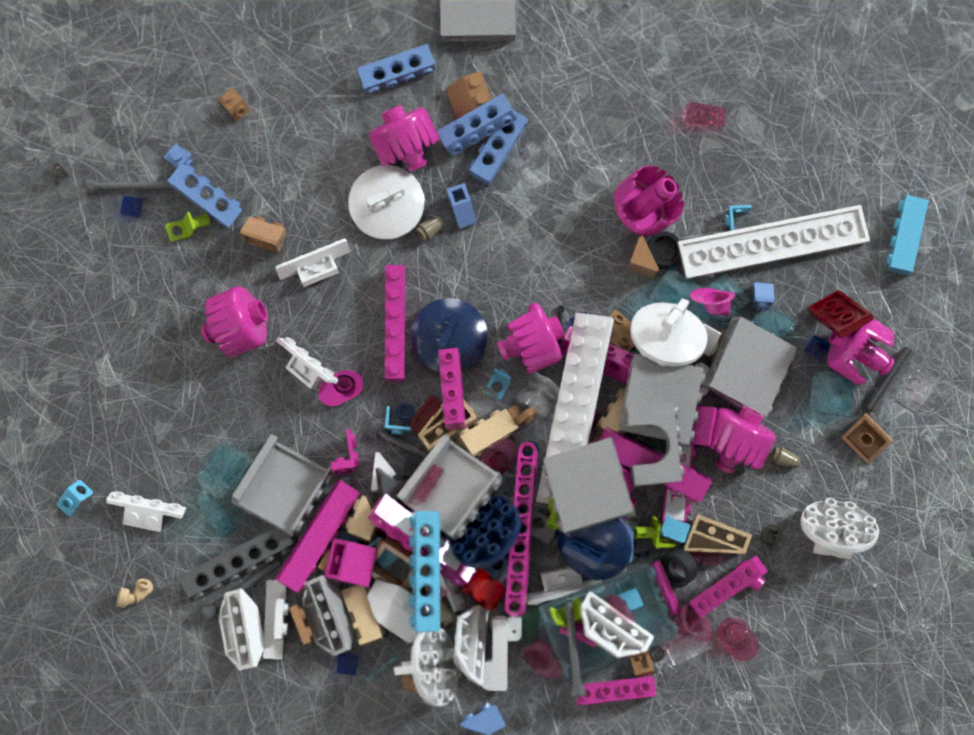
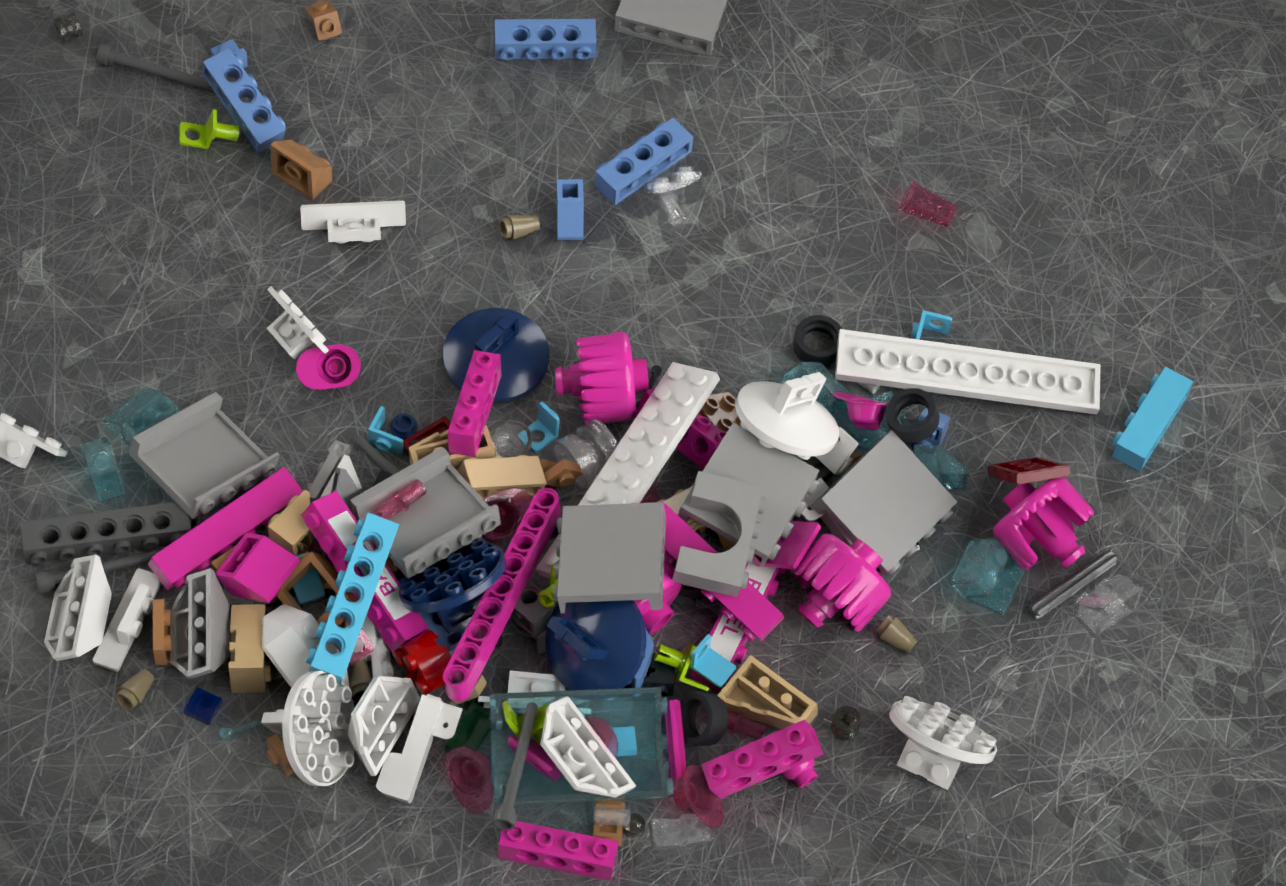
camera: 15 degrees right, 20 degrees down
(131, 206) = (146, 92): clear blue tile -> none
(235, 321) = (223, 246): dark pink piece -> none
(298, 670) = (134, 690): none -> dark tan cone
(345, 466) = (303, 457): dark pink bracket -> none
(367, 467) = (327, 469): none -> light grey hinge
(386, 202) = (474, 181): white bracket -> none
(395, 323) = (430, 318): dark pink brick -> none
(403, 135) = (522, 96): dark pink piece -> none
(468, 93) = (628, 96): medium nougat slope -> none
(483, 118) = (624, 123): medium blue brick -> none
(485, 722) = (361, 833): medium blue slope -> none
(642, 658) = (611, 816): none -> clear pin
(643, 261) = (783, 338): medium nougat slope -> none
(648, 201) = (816, 267): dark pink piece -> none
(737, 301) = (906, 398): none -> black tyre
(738, 639) = (754, 844): clear pink piece -> none
(817, 347) = (985, 517): clear blue tile -> none
(867, 438) = (1019, 643): medium nougat slope -> none

